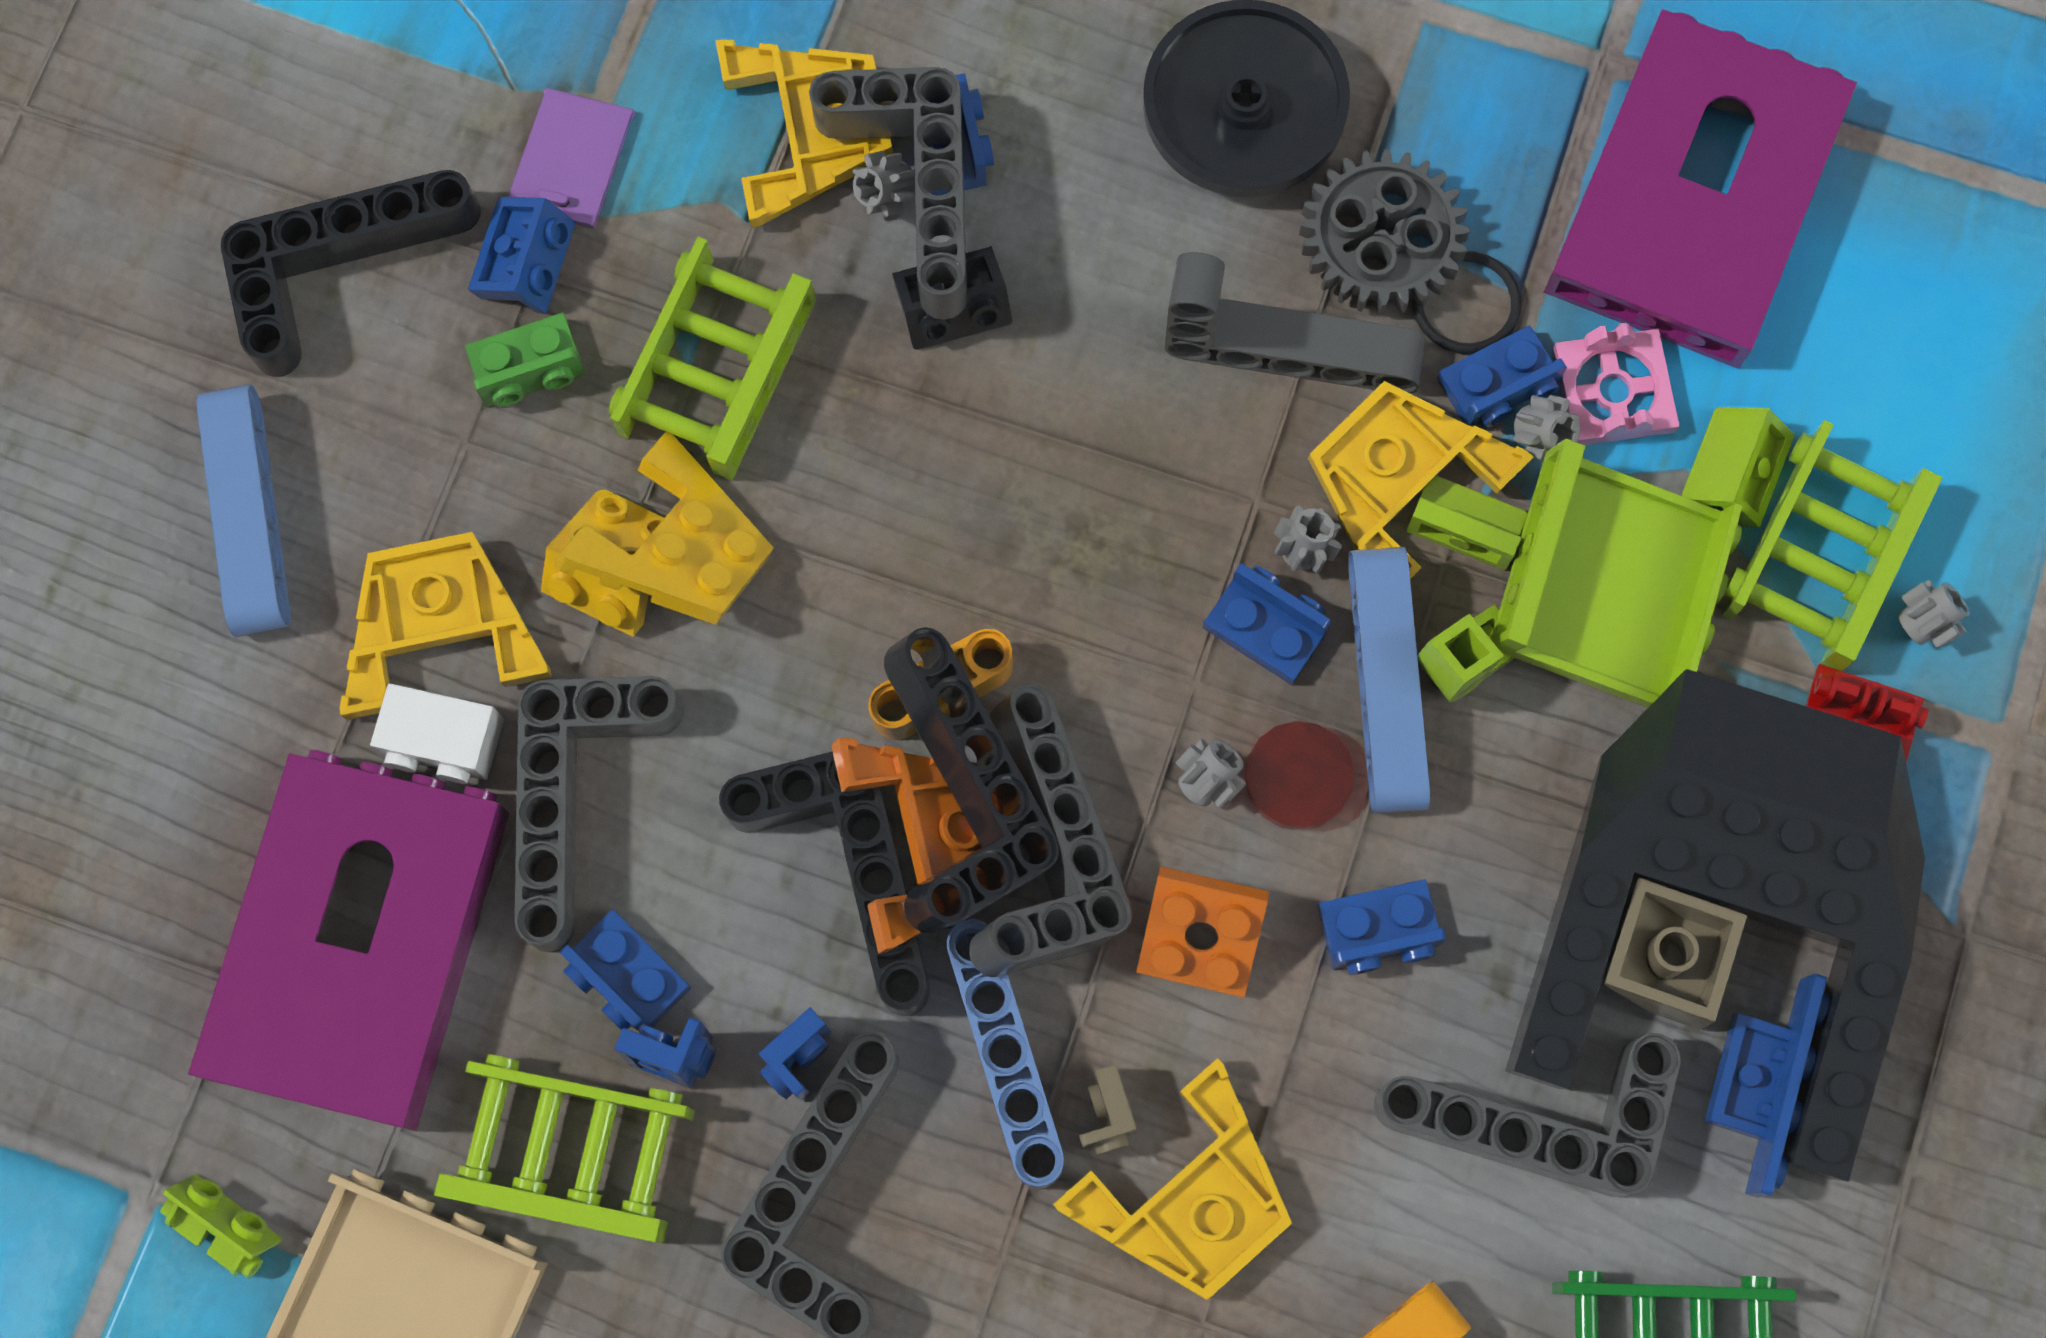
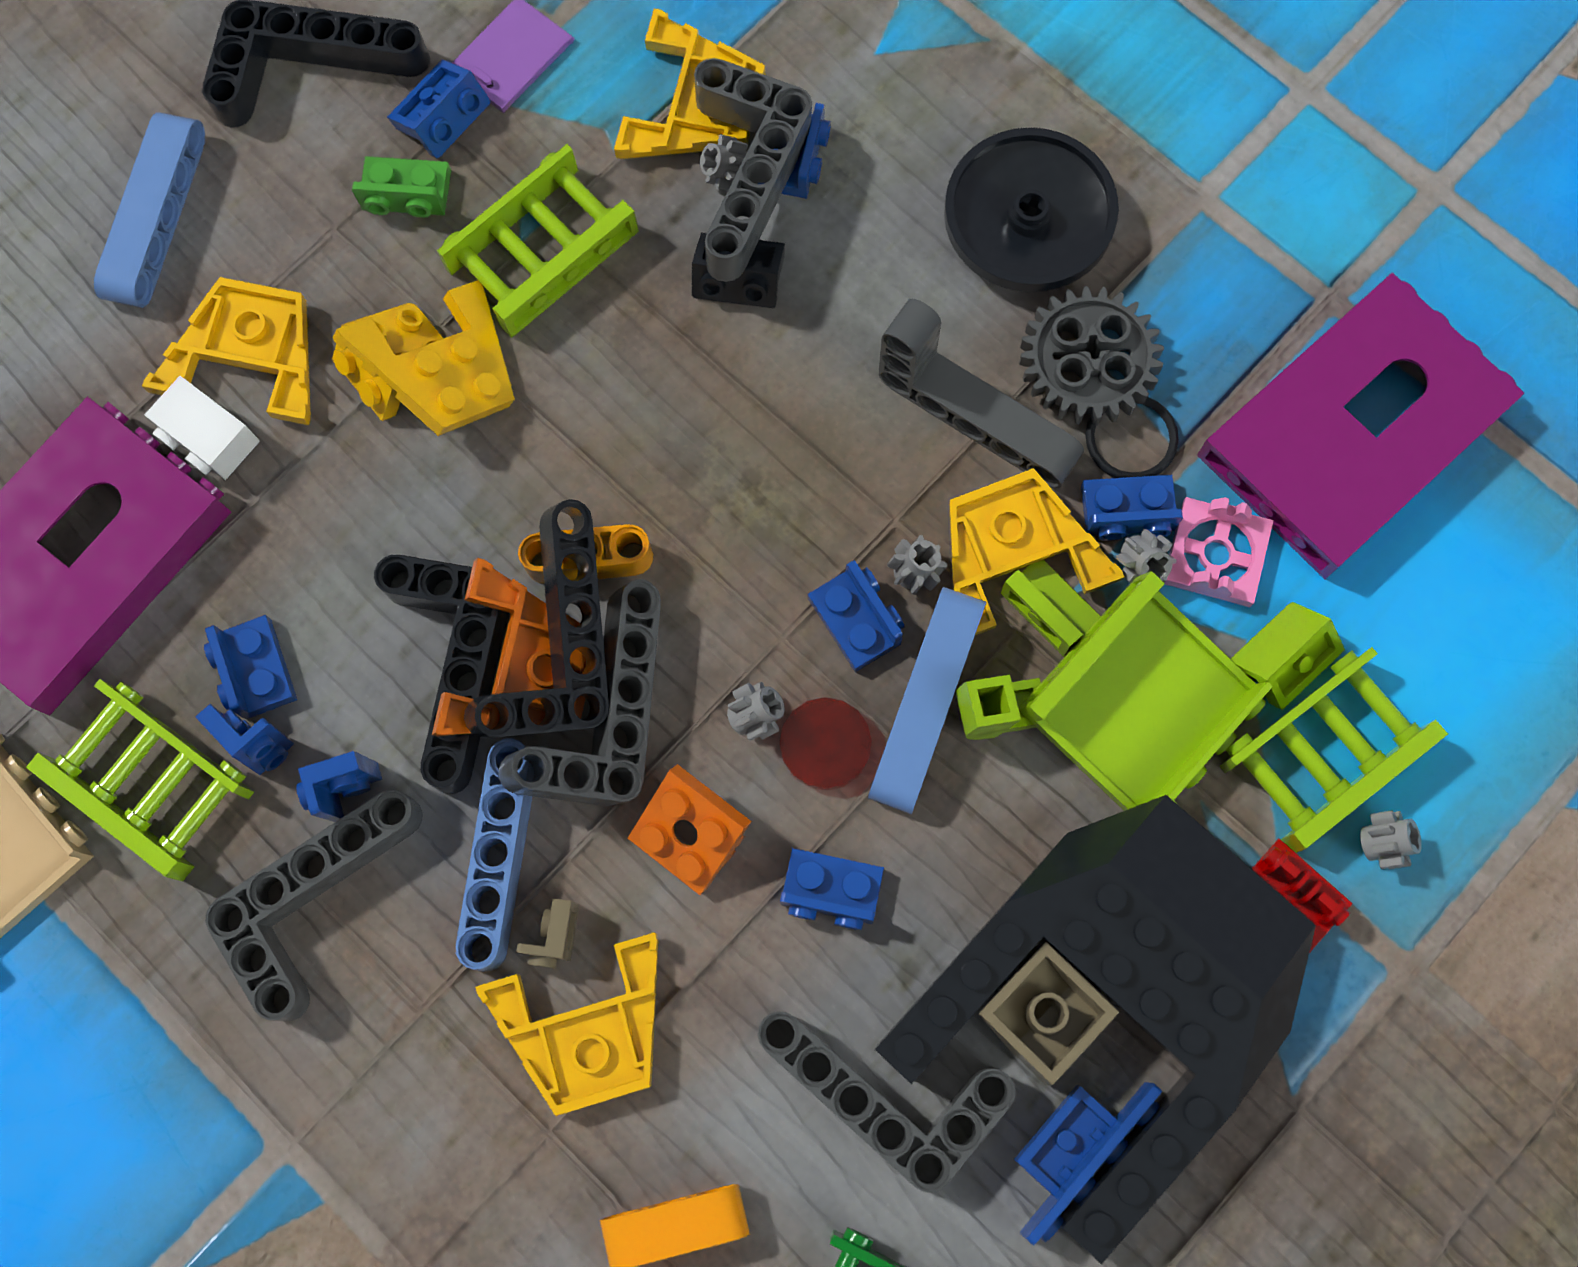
camera: 25 degrees right, 0 degrees up
(559, 785) = (272, 510): dark grey beam -> none

